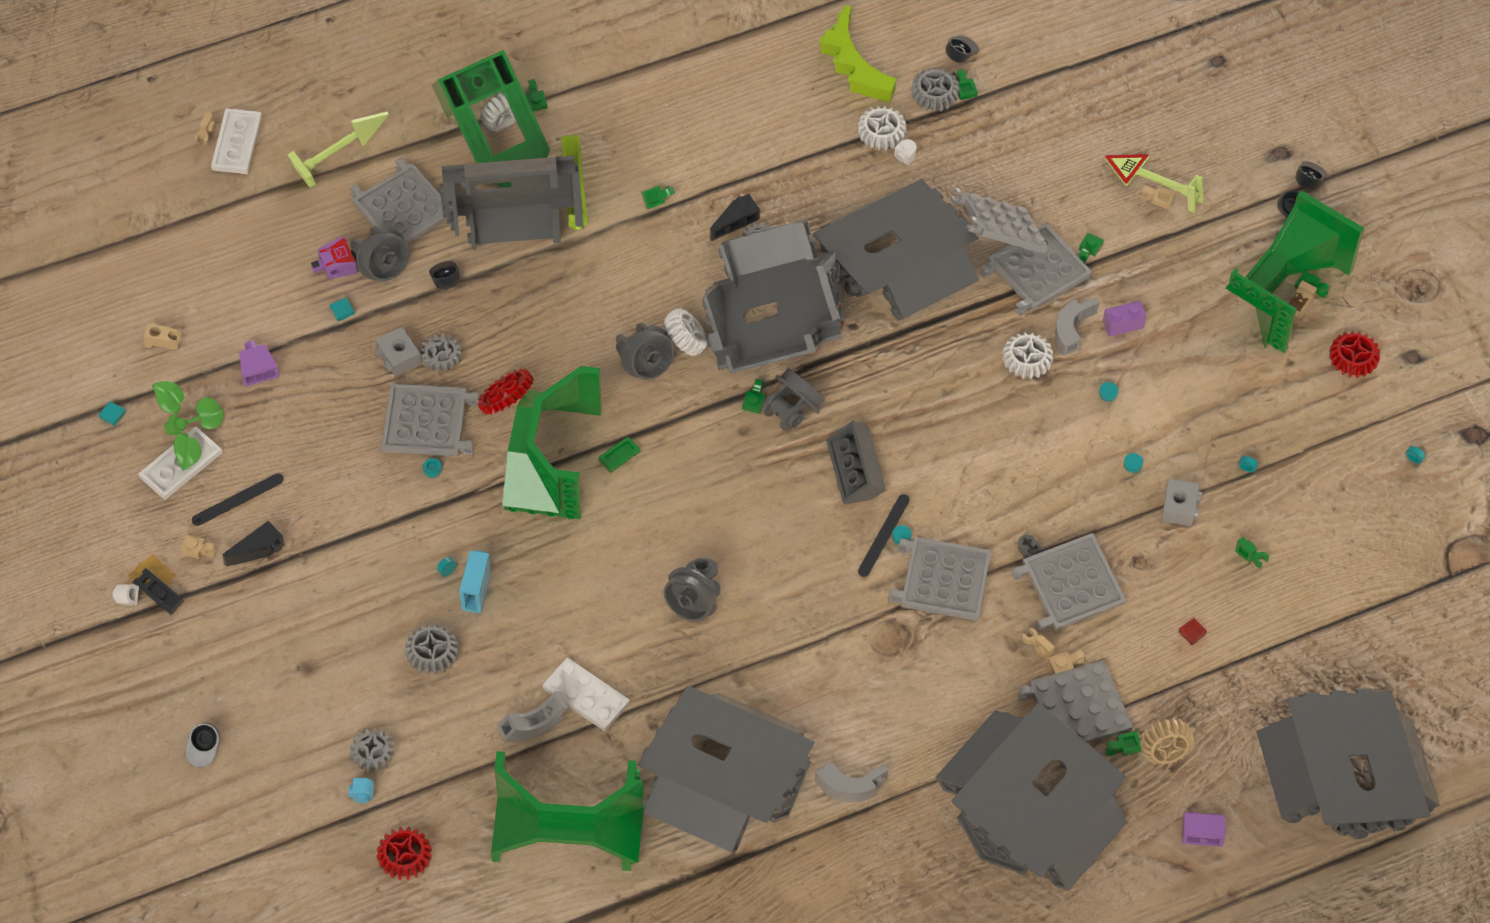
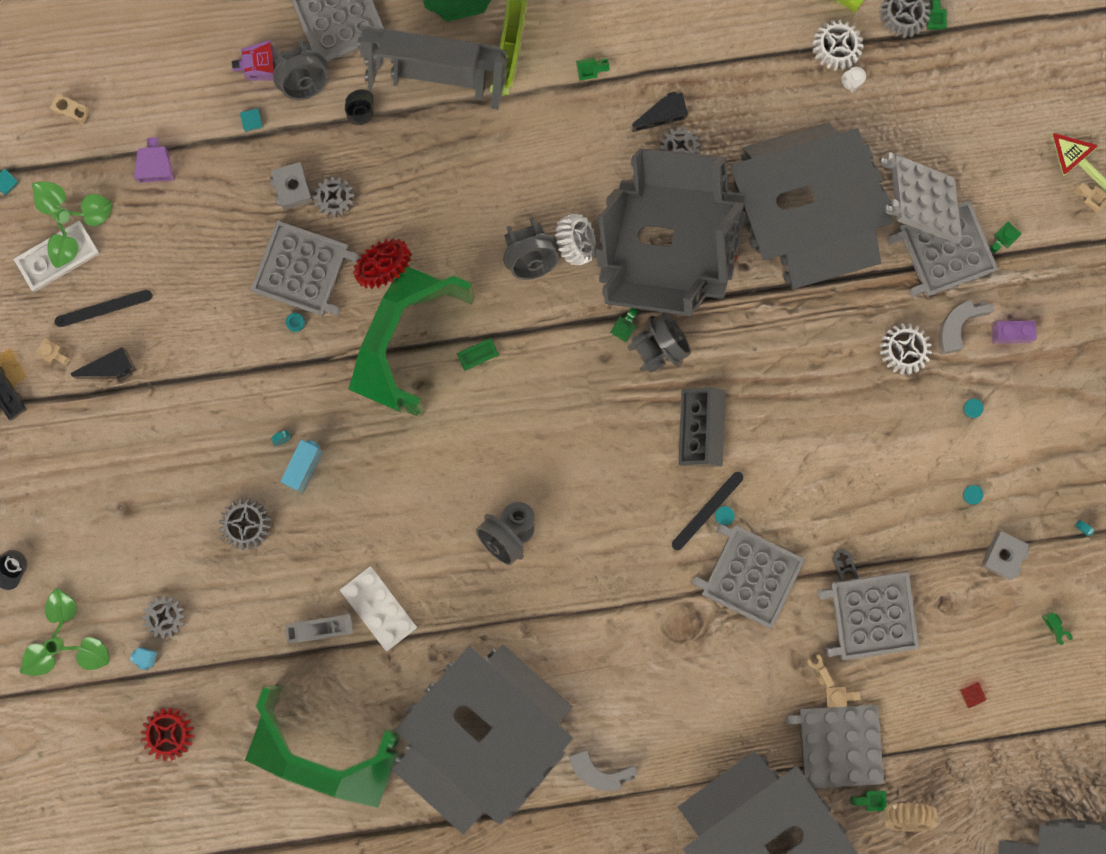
camera: 15 degrees right, 25 degrees up
(261, 772) = (38, 657): none -> bright green plant

